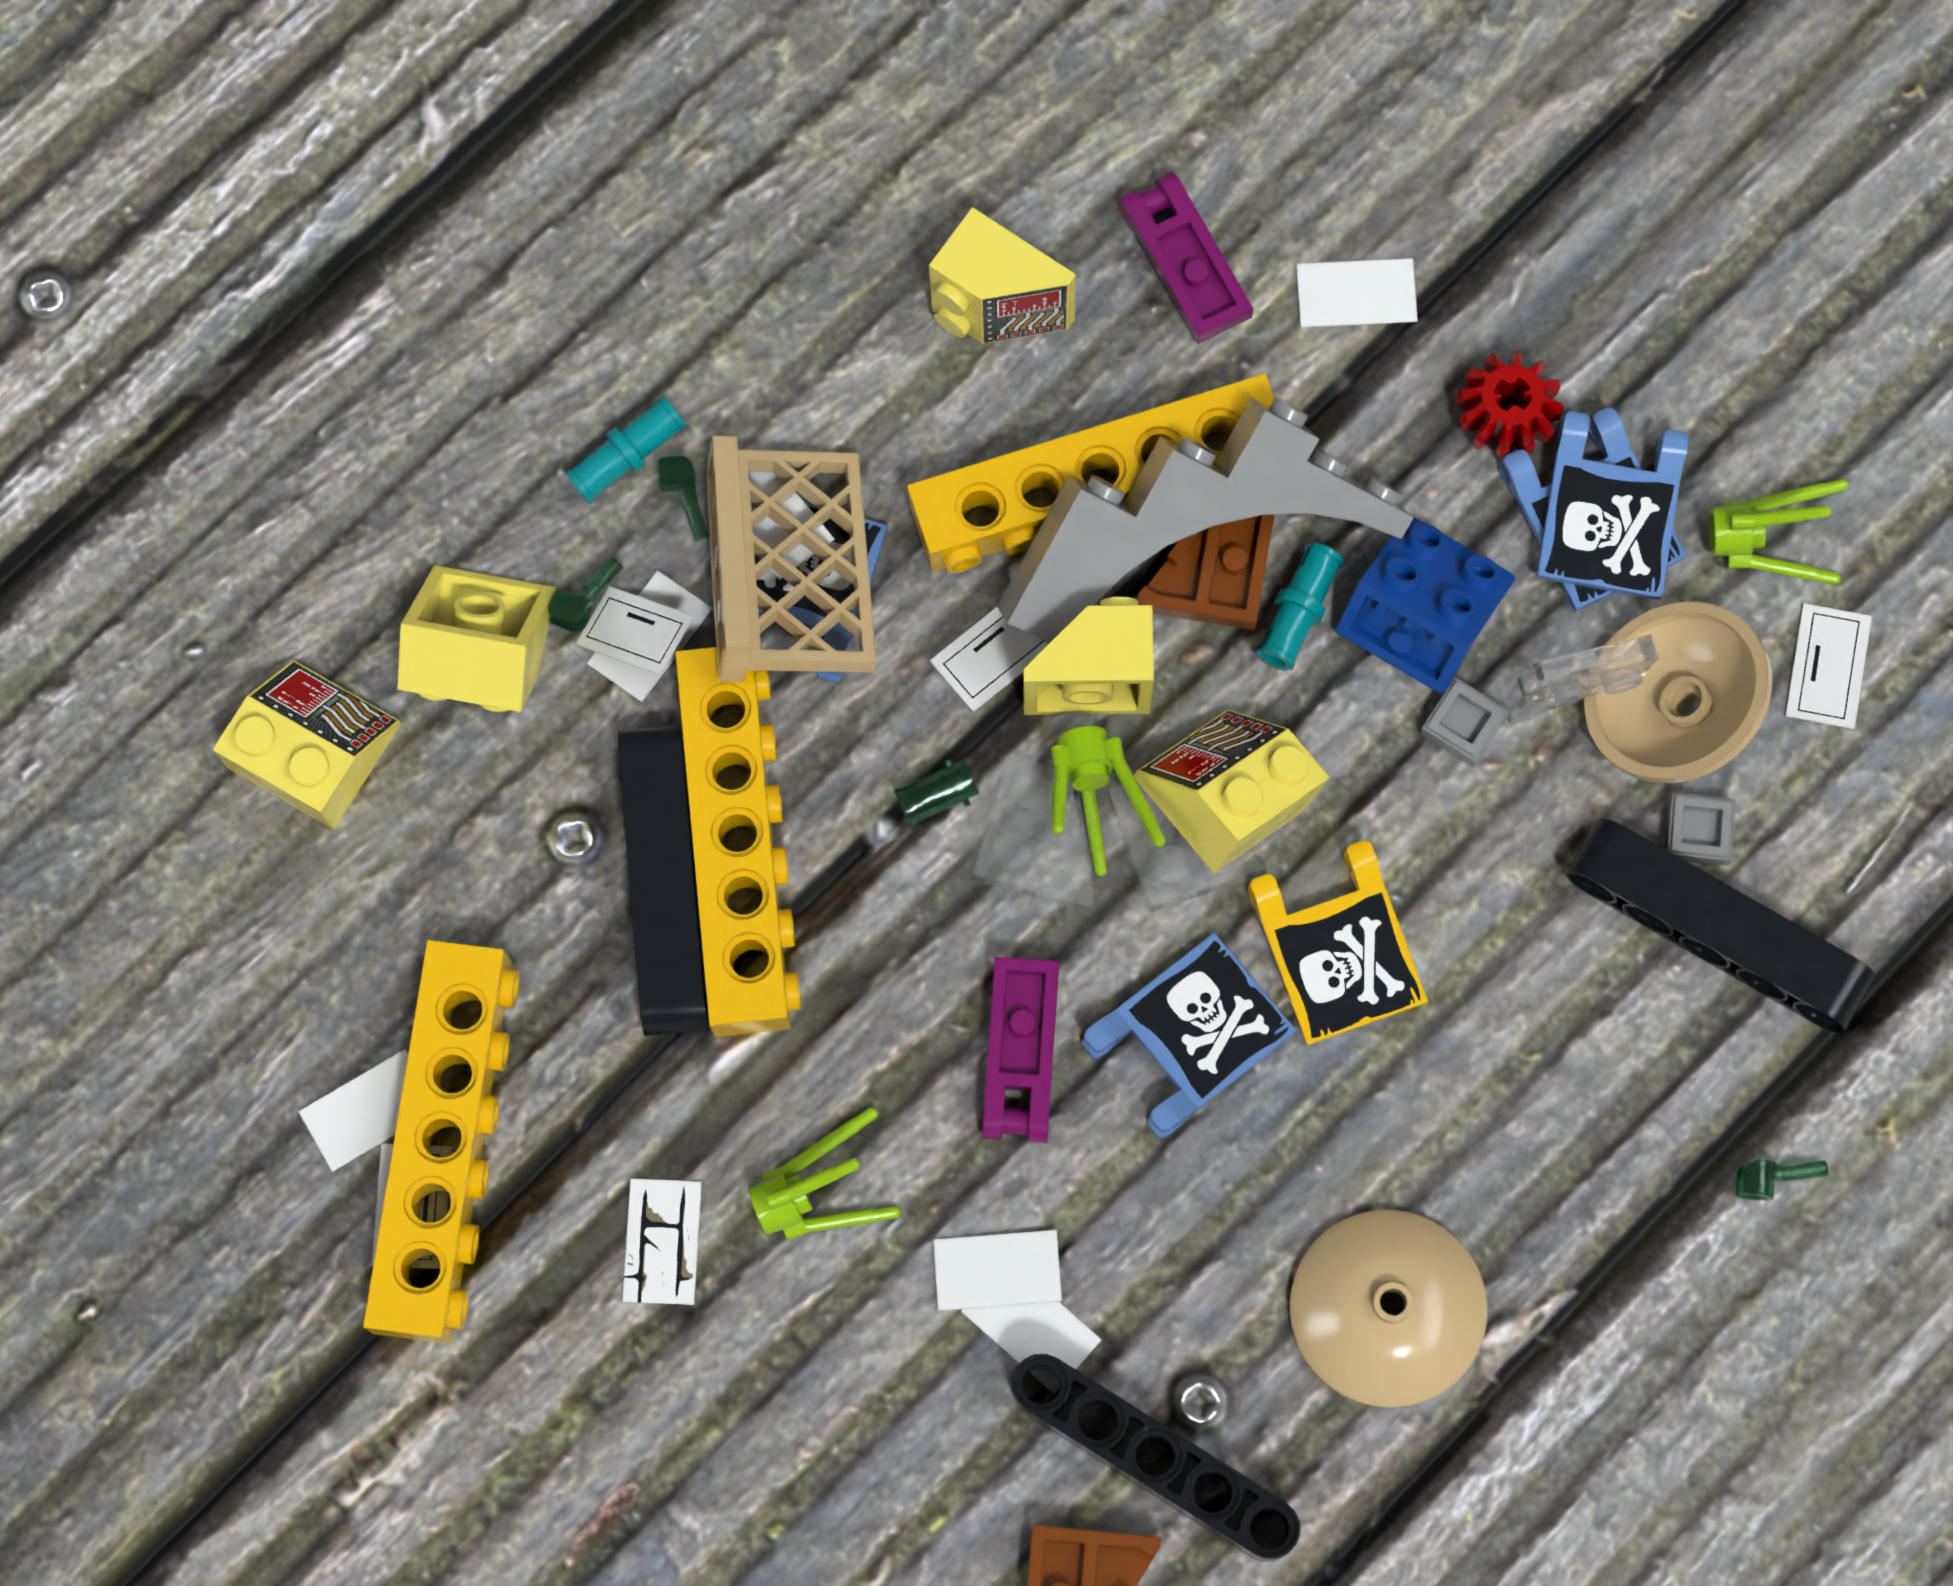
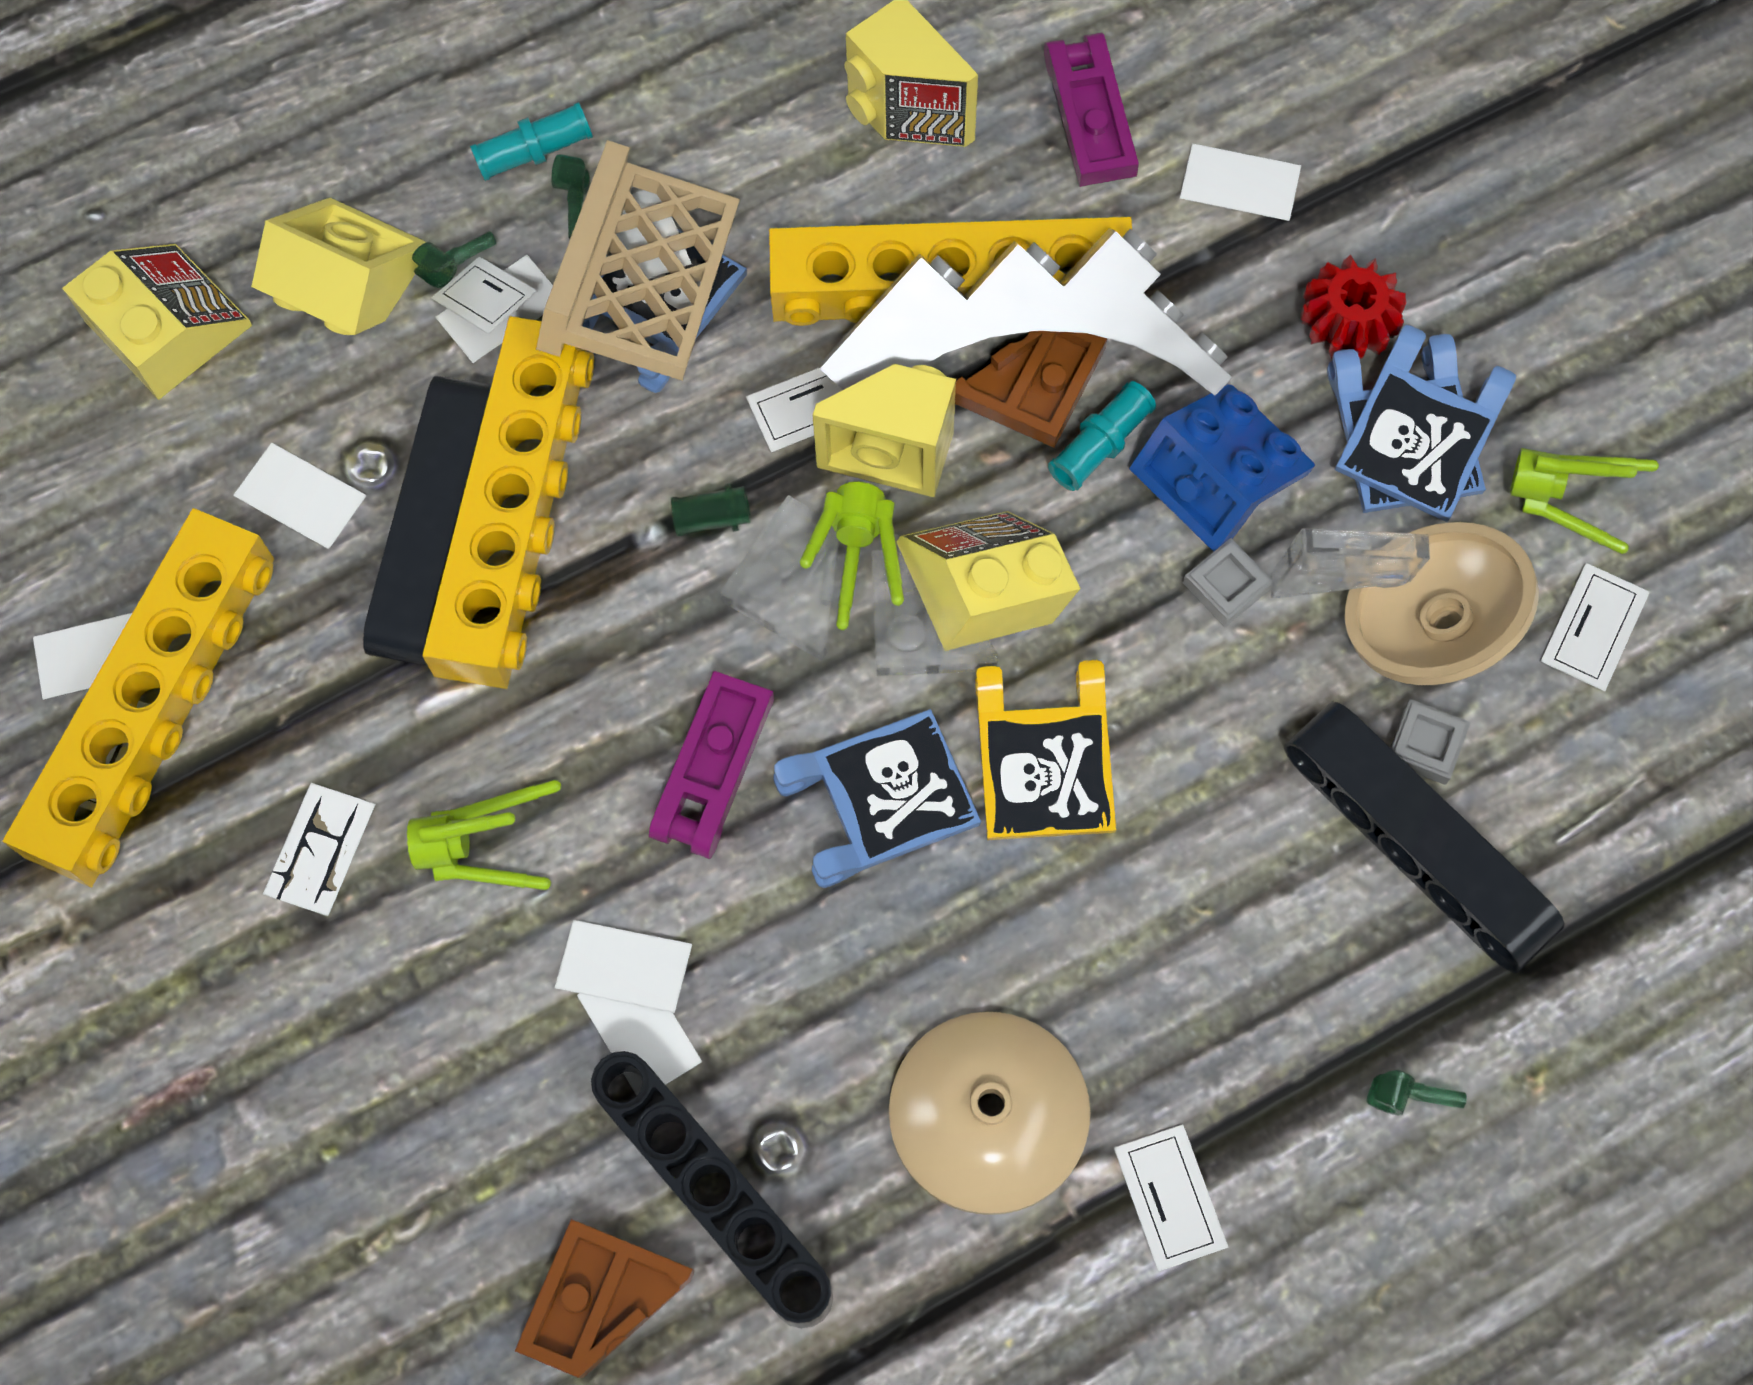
camera: 15 degrees right, 5 degrees down
(515, 889) = (300, 495): none -> white sticker
(1580, 1338) = (1170, 1197): none -> white sticker

